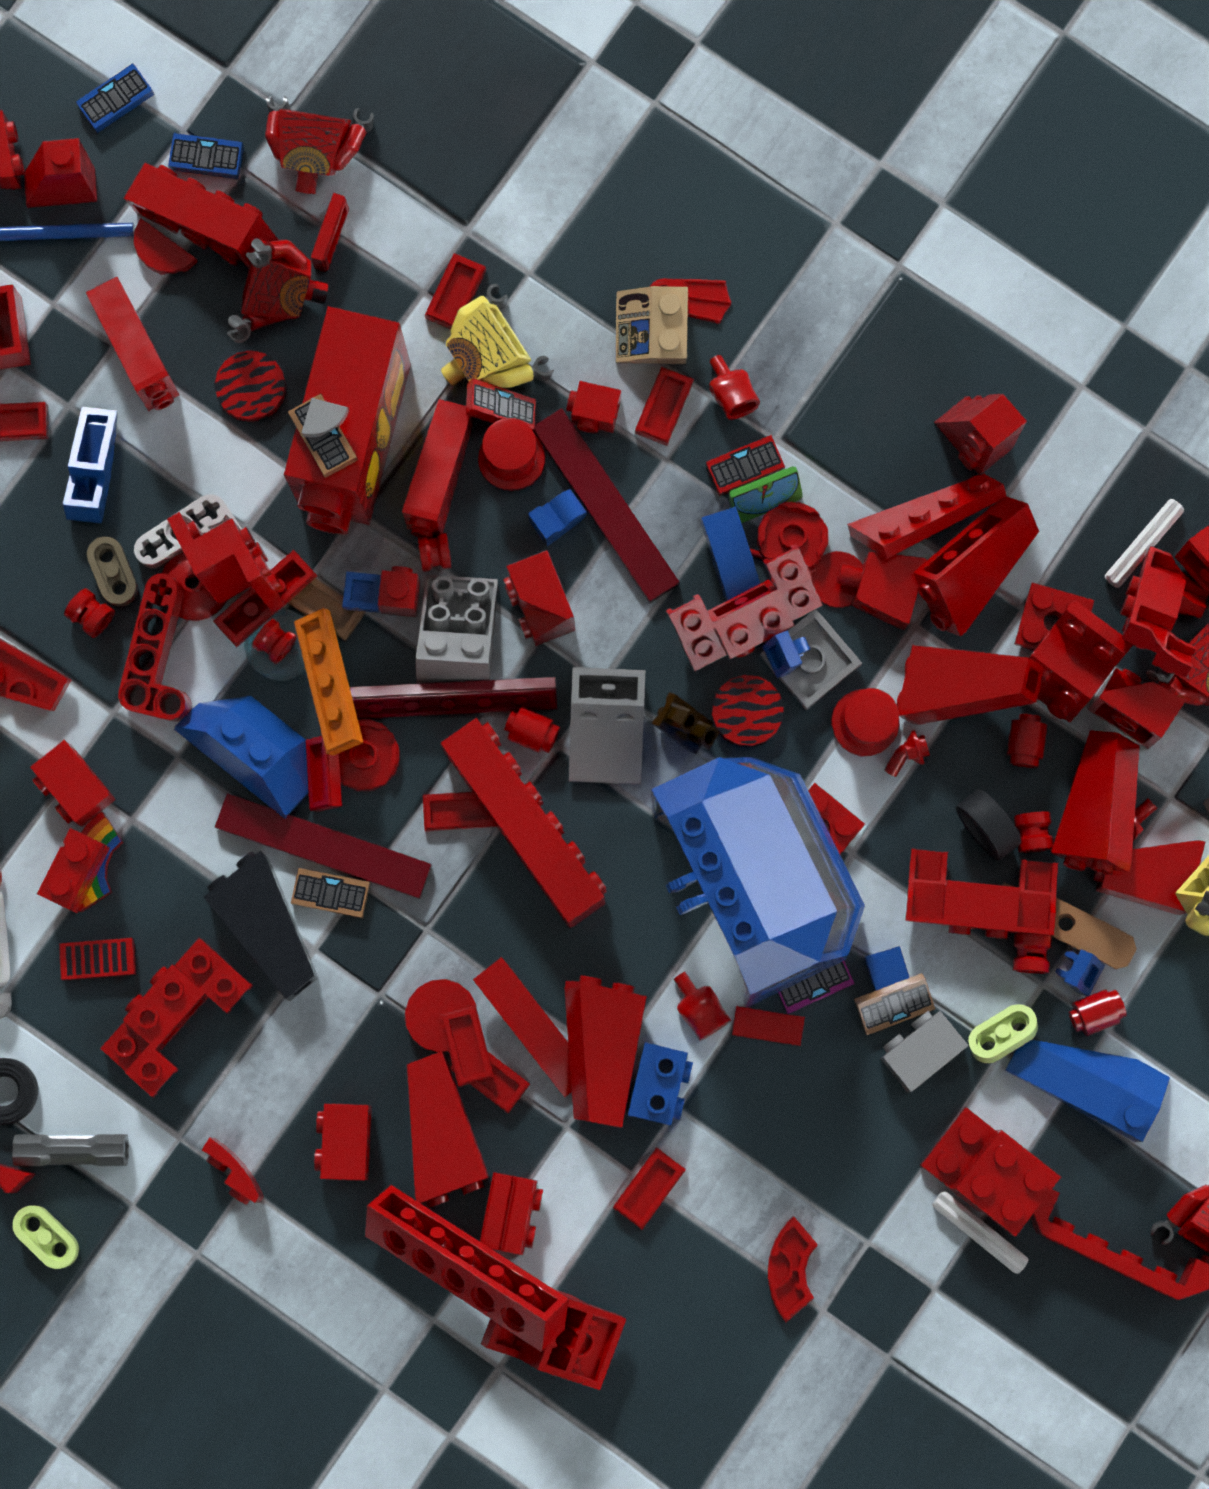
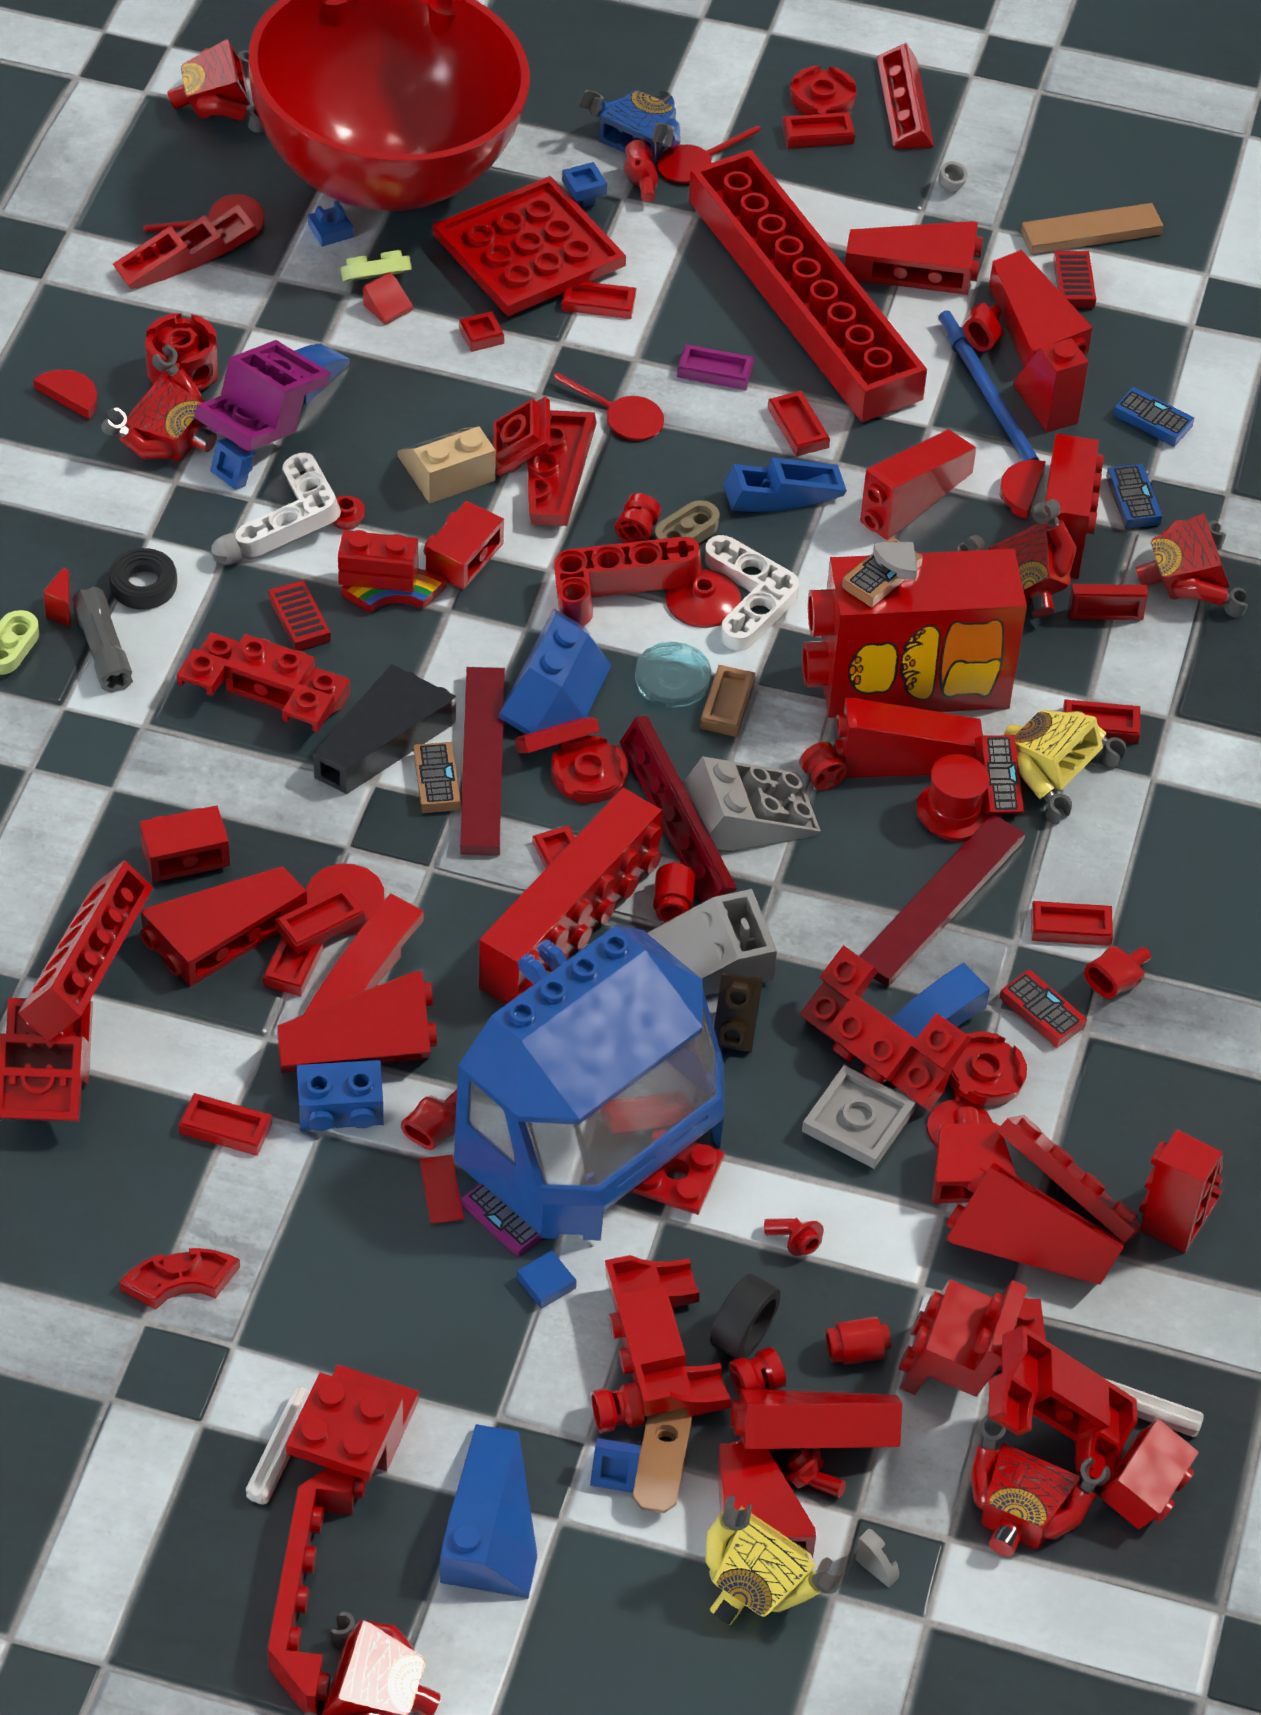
camera: 65 degrees right, 30 degrees down
(227, 560) = (732, 585): red bracket -> none
(240, 1179) = (124, 769): red slope -> none
(251, 612) = (714, 642): red slope -> none
(274, 641) = (672, 655): red wheel -> none
(328, 682) = (648, 702): orange tile -> none
(361, 592) = (754, 717): blue tile -> none
(399, 592) = (768, 742): red brick -> none
(509, 1213) = (157, 1001): red brick -> none
(540, 597) = (819, 858): red slope -> none
(557, 516) = (907, 856): blue leg -> none
(594, 407) = (1039, 859): red brick -> none
(652, 325) = (1153, 887): tan slope -> none
(706, 298) = (1200, 920): red piece -> none
(747, 711) = (777, 1078): red tile -> none
(766, 493) = (1021, 1027): slope -> none
(784, 653) = (853, 1076): blue tile -> none
(865, 721) = (814, 1180): red piece -> none
(894, 1004) = (509, 1291): tile -> none
(922, 1051) = (466, 1330): light grey brick -> none
(964, 683) = (889, 1242): red slope -> none
(1001, 1033) = (515, 1403): yellowish green plate -> none
(1097, 1012) = (575, 1491): red brick -> none
(1137, 708) = (943, 1429): red slope -> none

